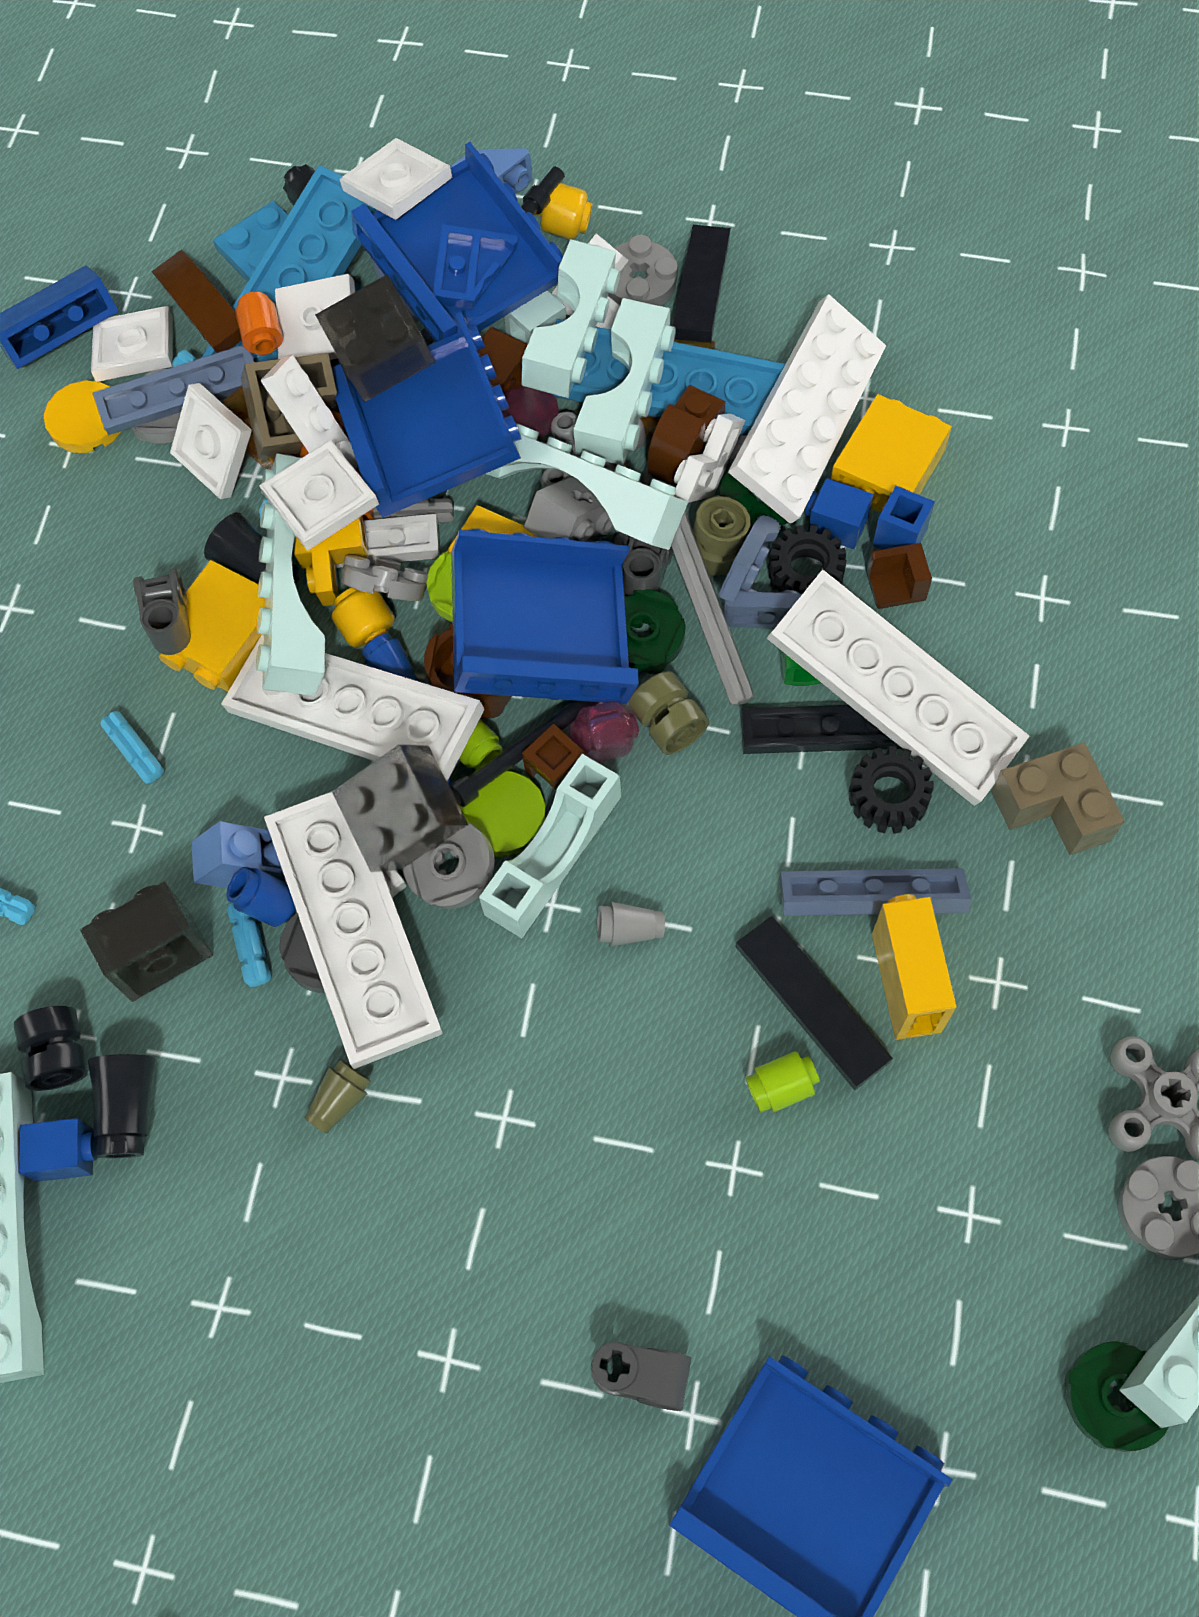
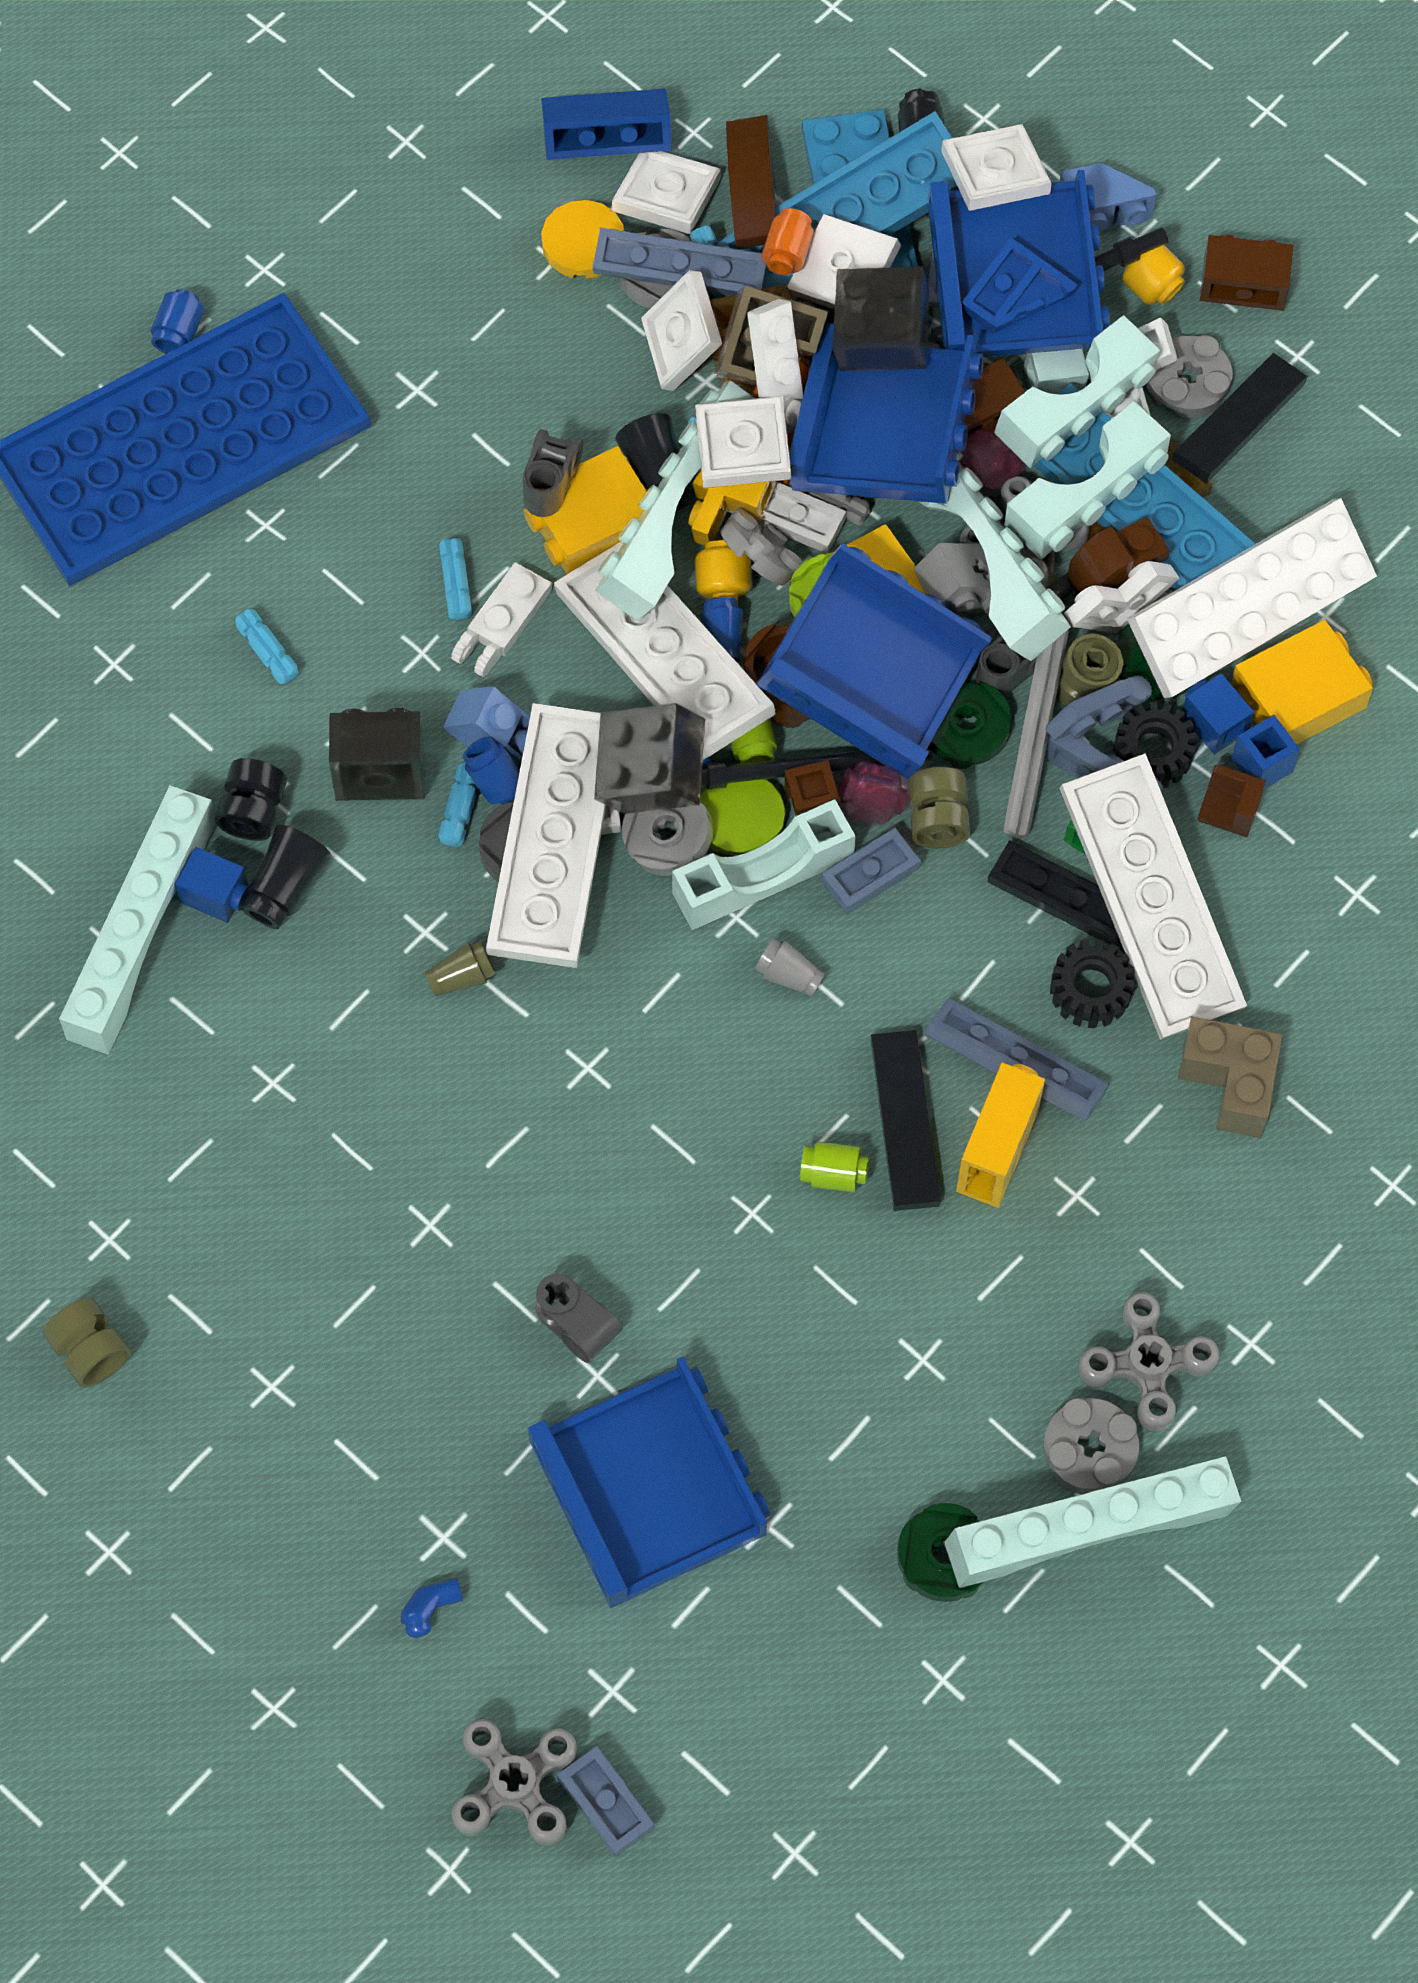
camera: 25 degrees right, 0 degrees up
(193, 758) = (503, 617): none -> white hinge
(635, 175) = (1246, 272): none -> reddish brown brick
(644, 799) = (870, 870): none -> sand blue plate

